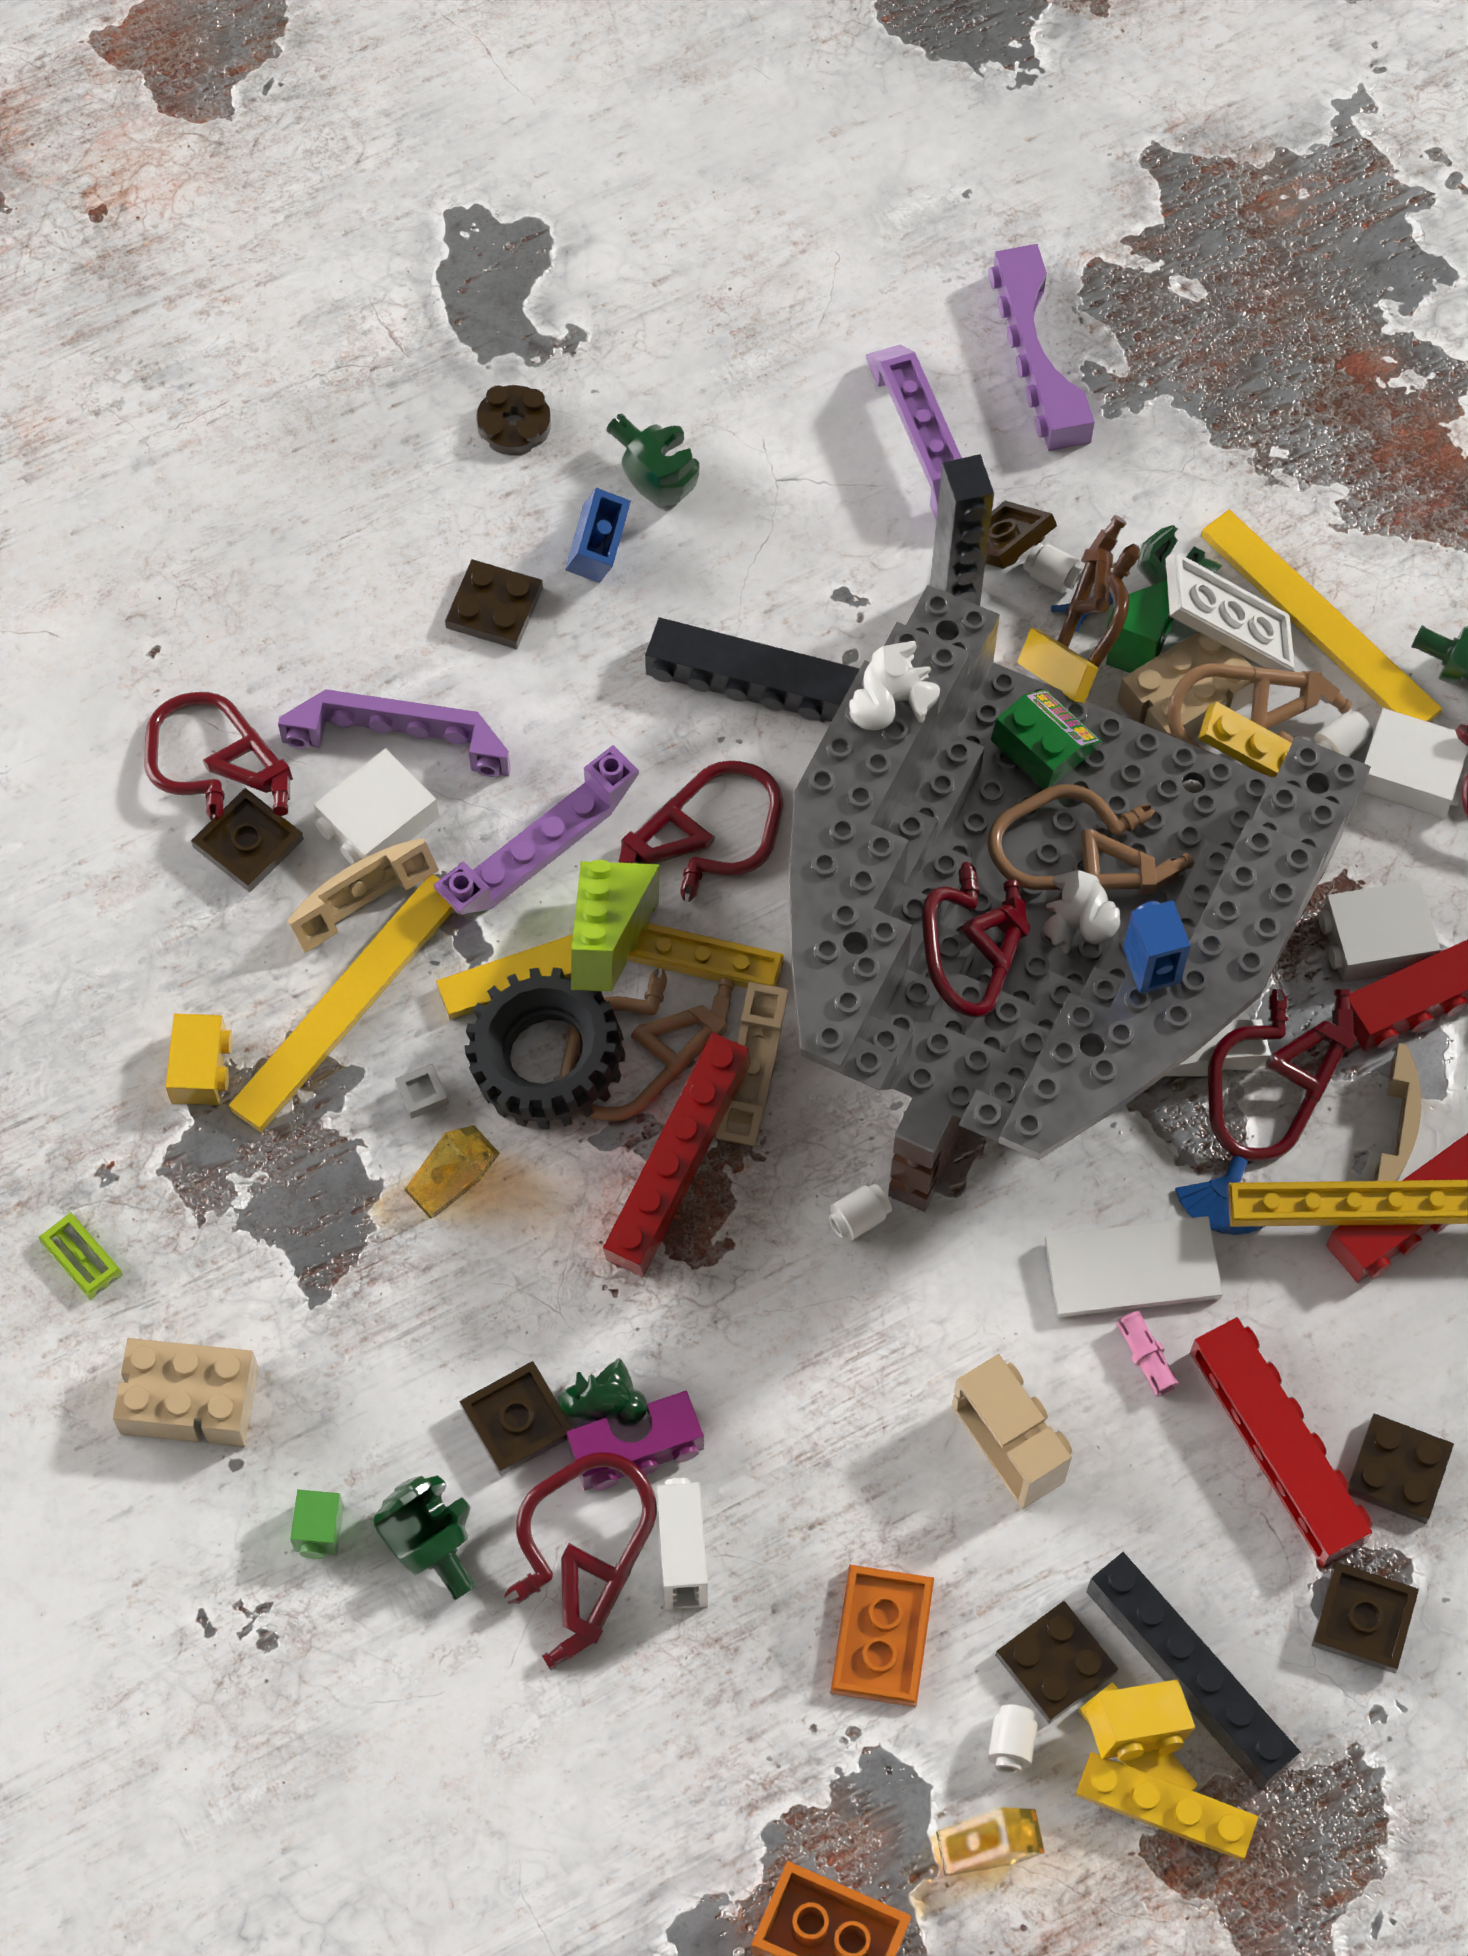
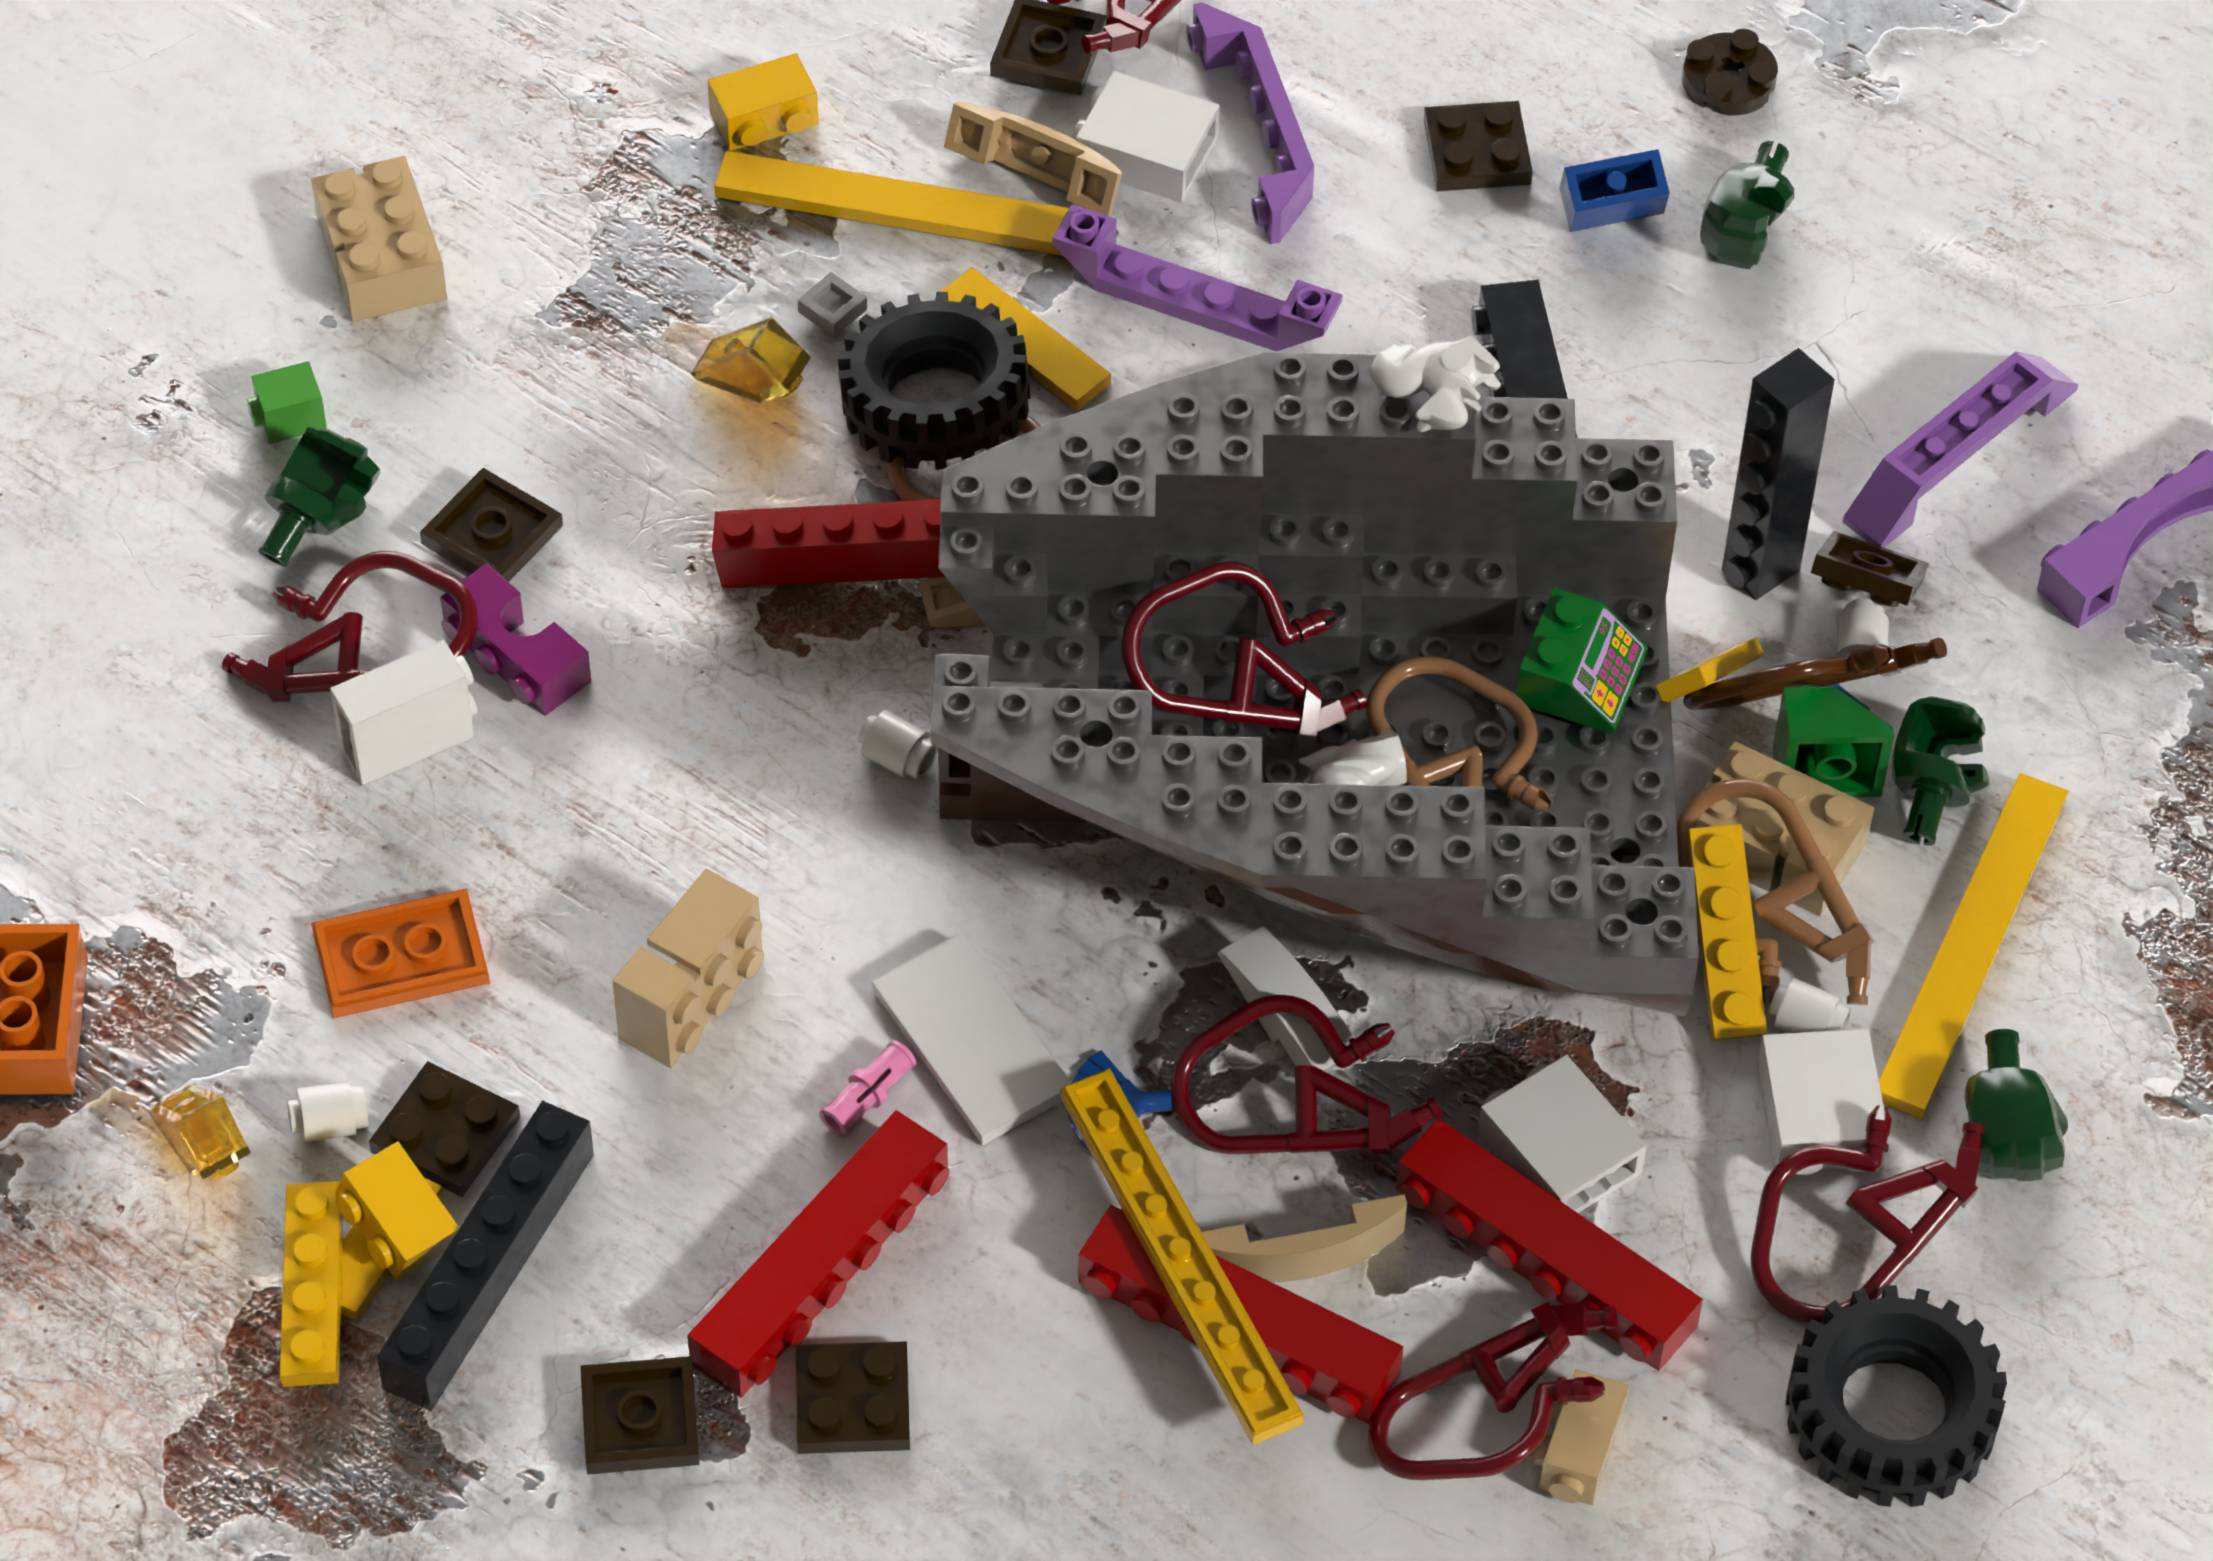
camera: 65 degrees right, 10 degrees down
(100, 1280) = (492, 134): lime tile -> none
(605, 1396) = (549, 589): dark green piece -> none
(609, 916) = (1093, 354): lime wedge -> none
(1156, 946) = (1228, 717): blue brick -> none
(1229, 614) = (1887, 814): white tile -> none

